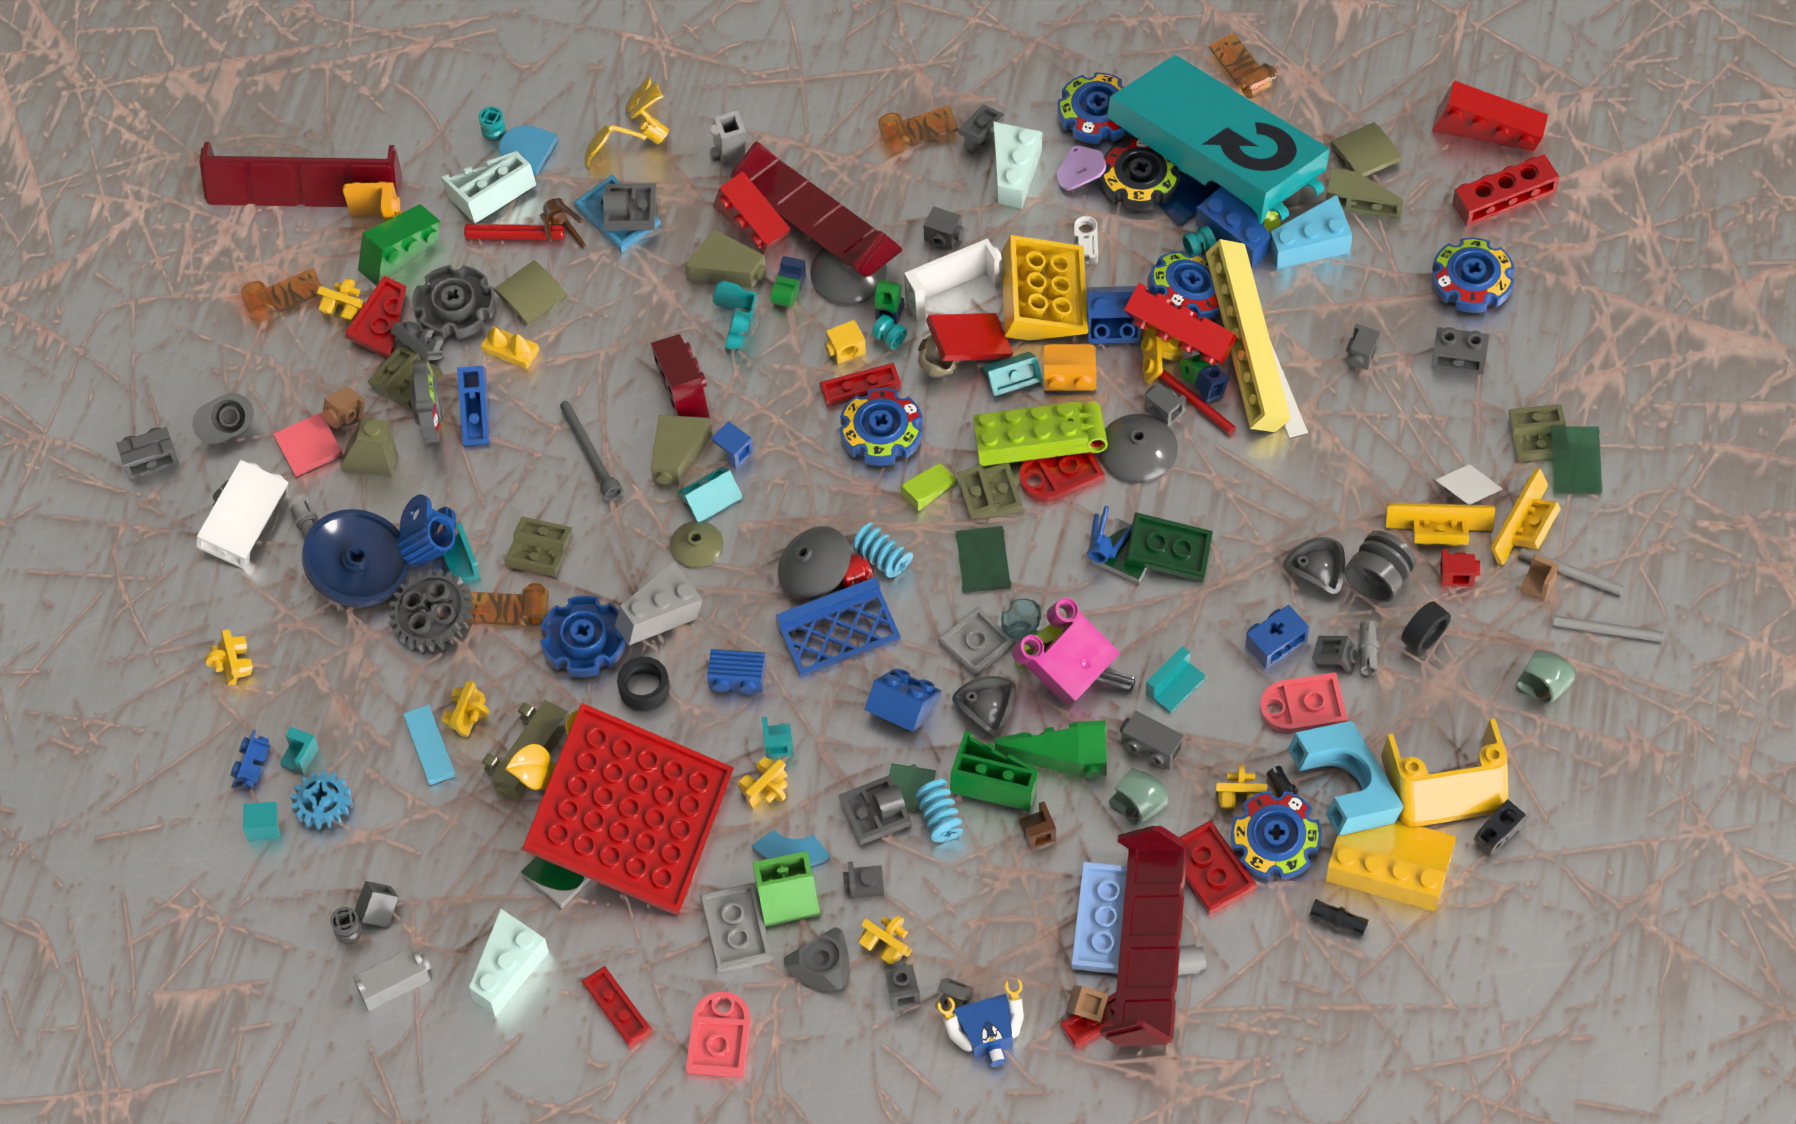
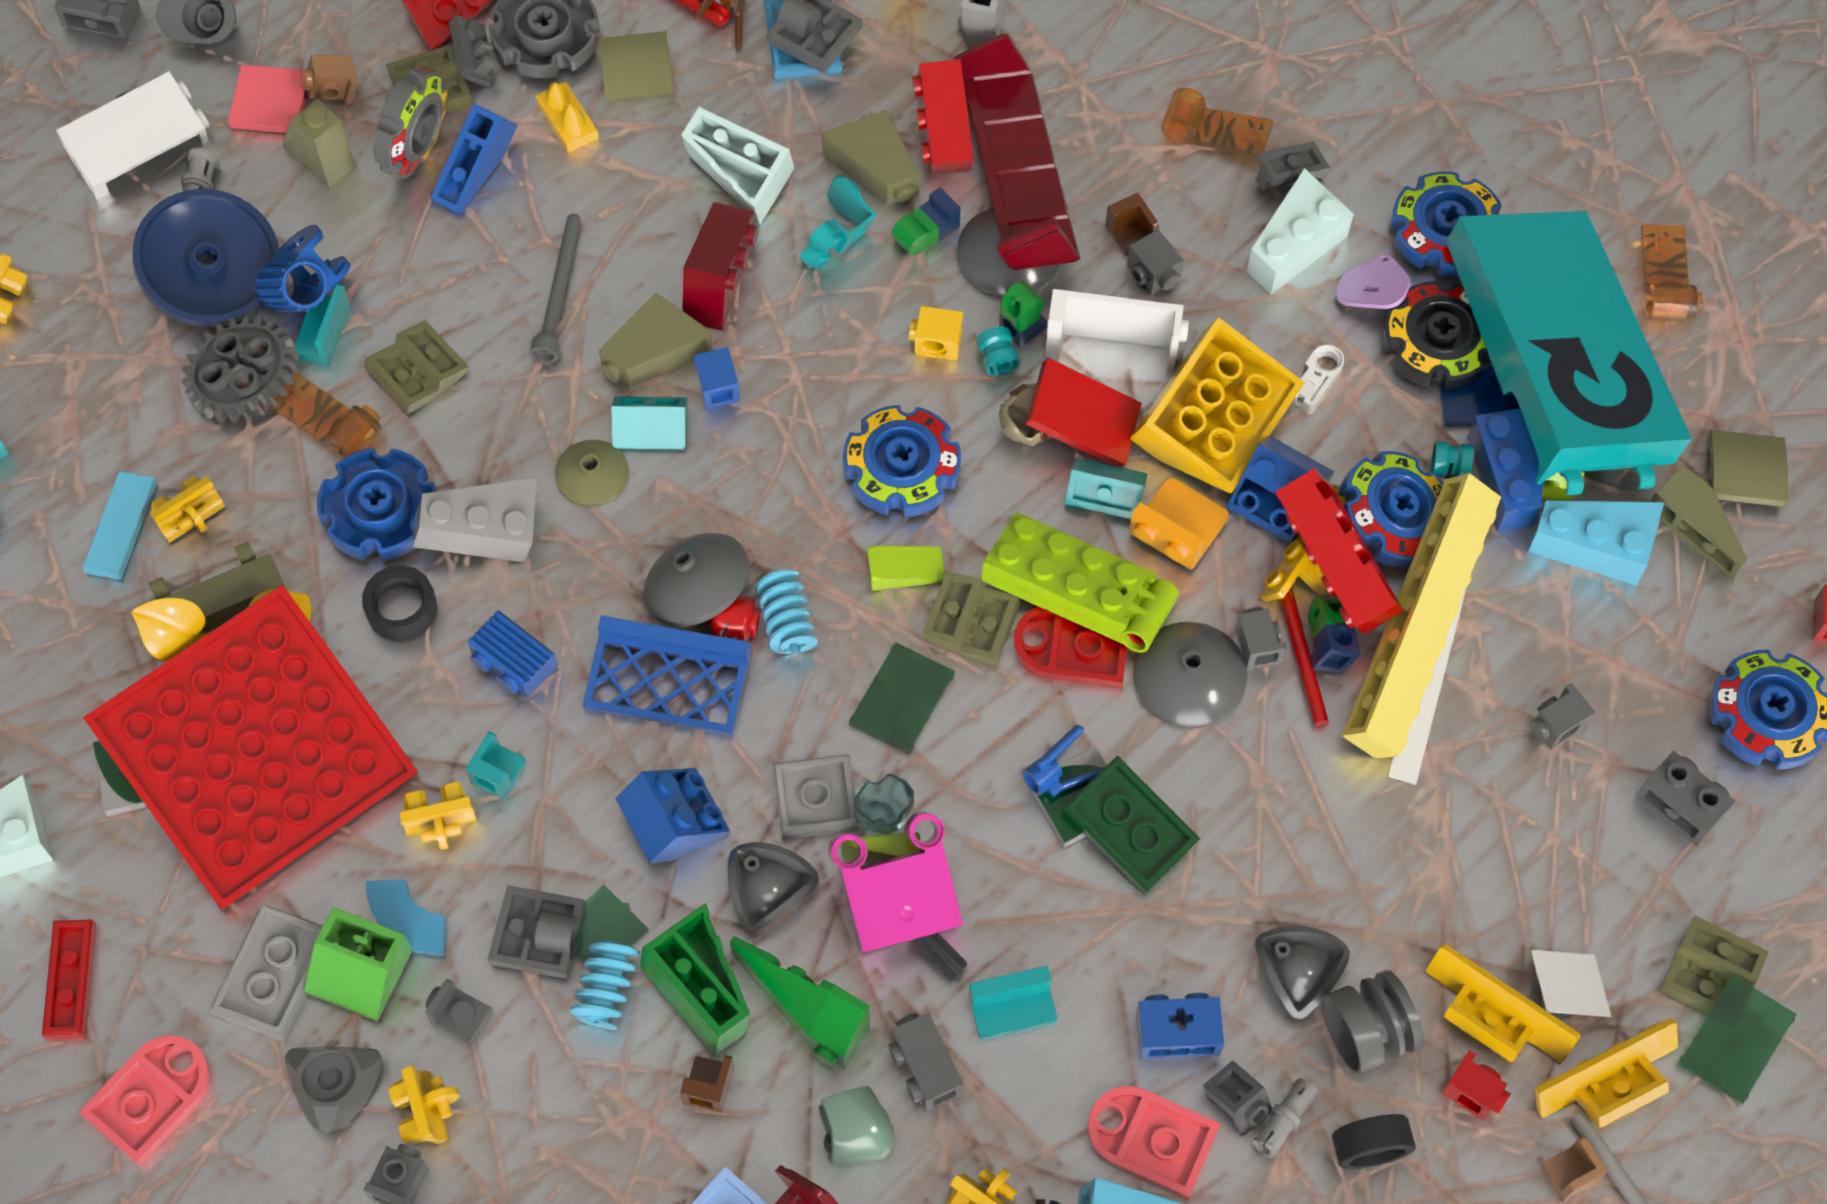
camera: 30 degrees right, 5 degrees up
(643, 310) = (738, 160): none -> light aqua wedge
(844, 388) = (908, 390): red tile -> none
(911, 213) = (1130, 221): none -> reddish brown panel

